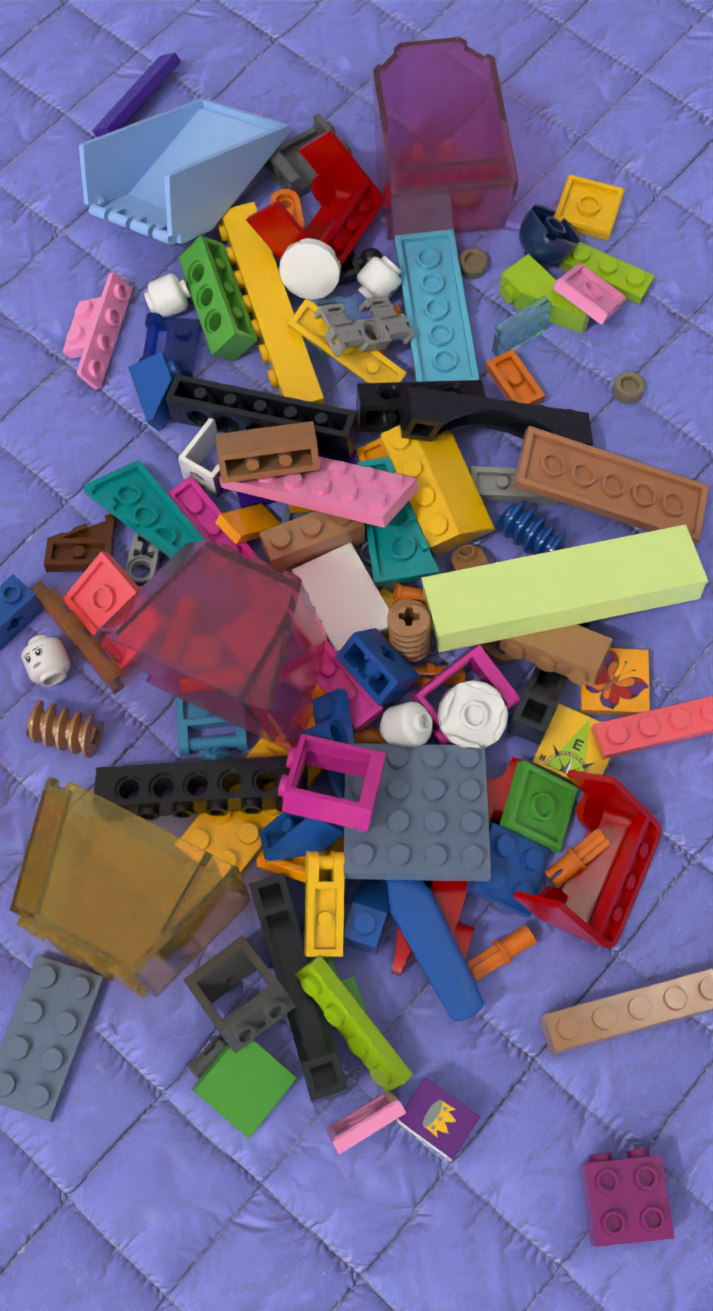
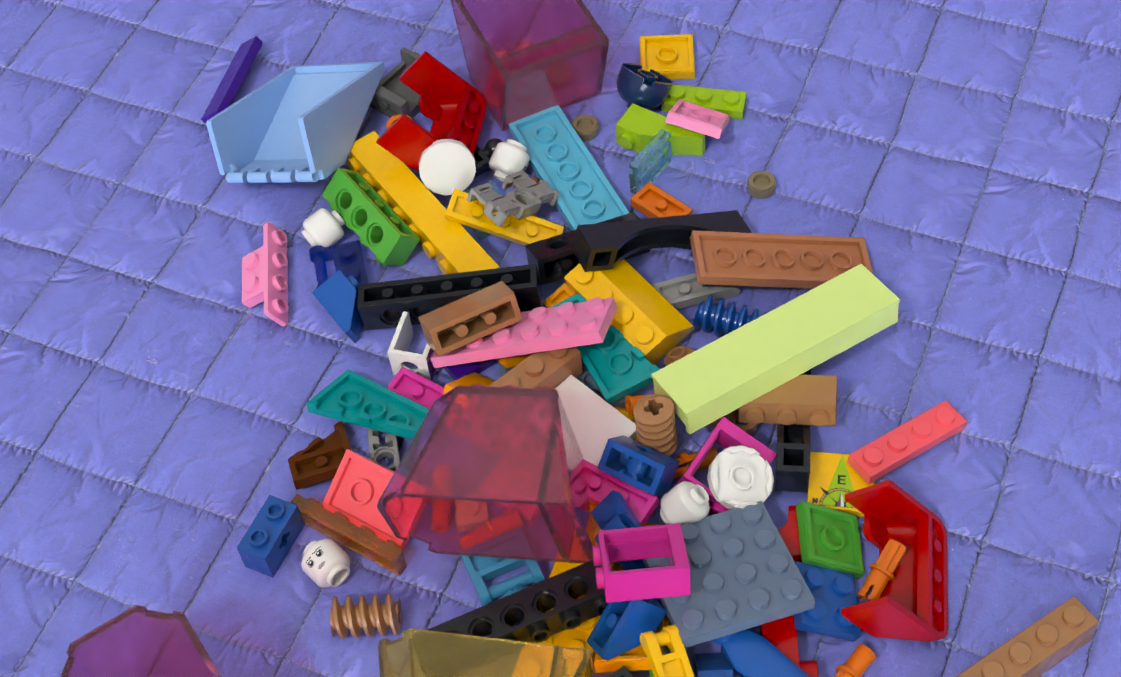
camera: 15 degrees left, 15 degrees down
(620, 686) = (857, 421): tile -> none

